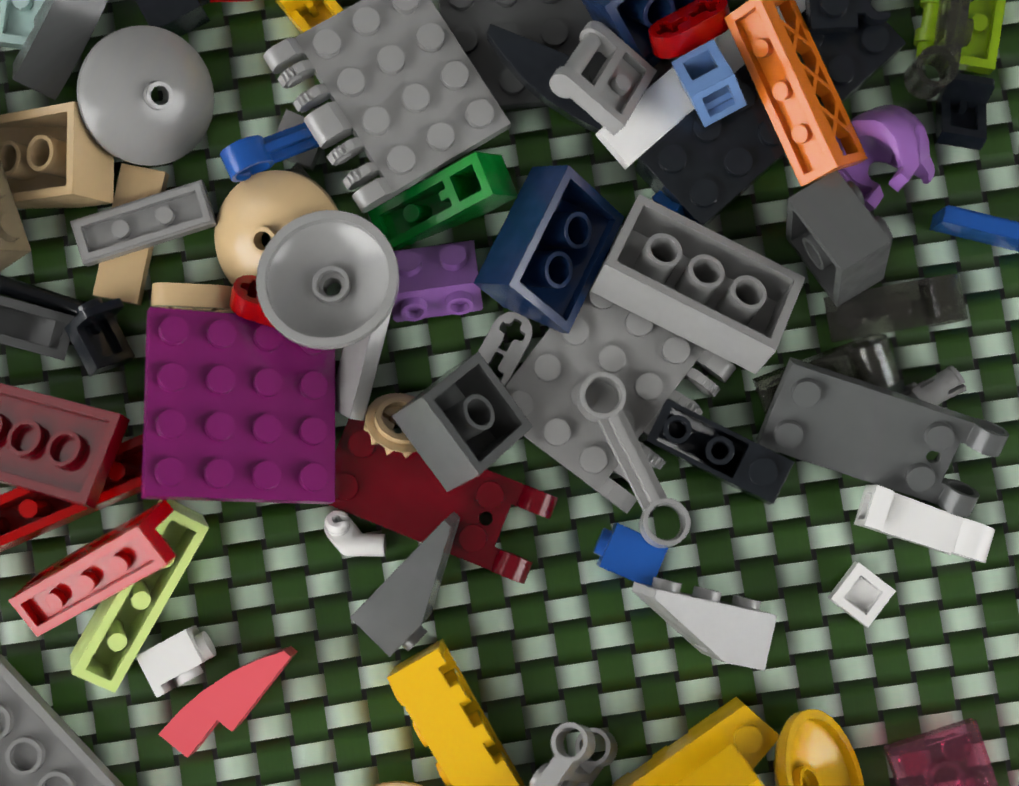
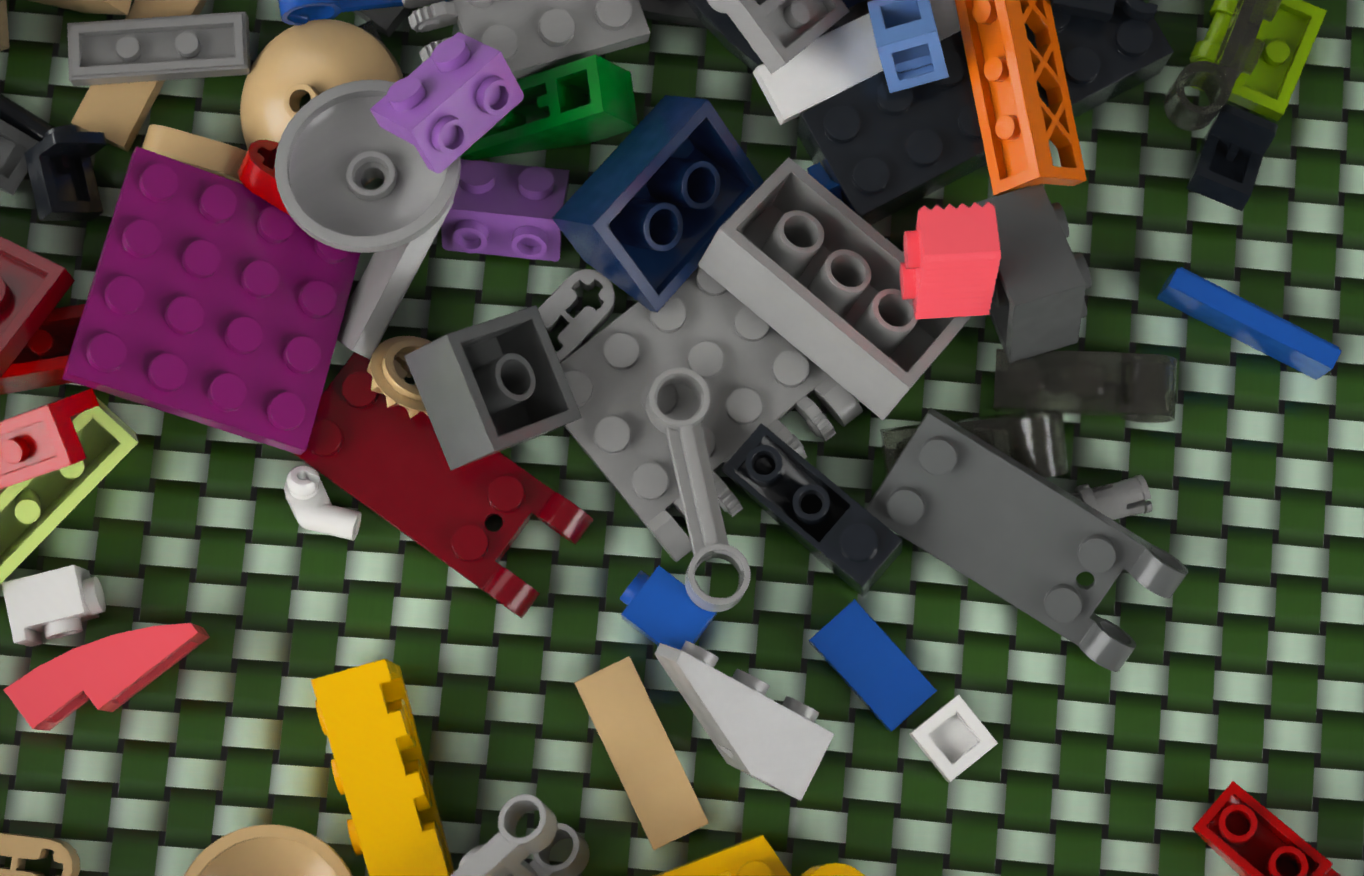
camera: 10 degrees right, 5 degrees down
(377, 215) = (450, 100): none -> medium lavender bracket
(408, 595) = (371, 590): dark grey slope -> none
(636, 660) = (641, 753): none -> tan tile
(787, 248) = (951, 261): none -> coral brick
(788, 554) = (872, 665): none -> blue tile
(890, 137) = (1123, 165): medium lavender piece -> none
(923, 524) = (1056, 669): white leg -> none

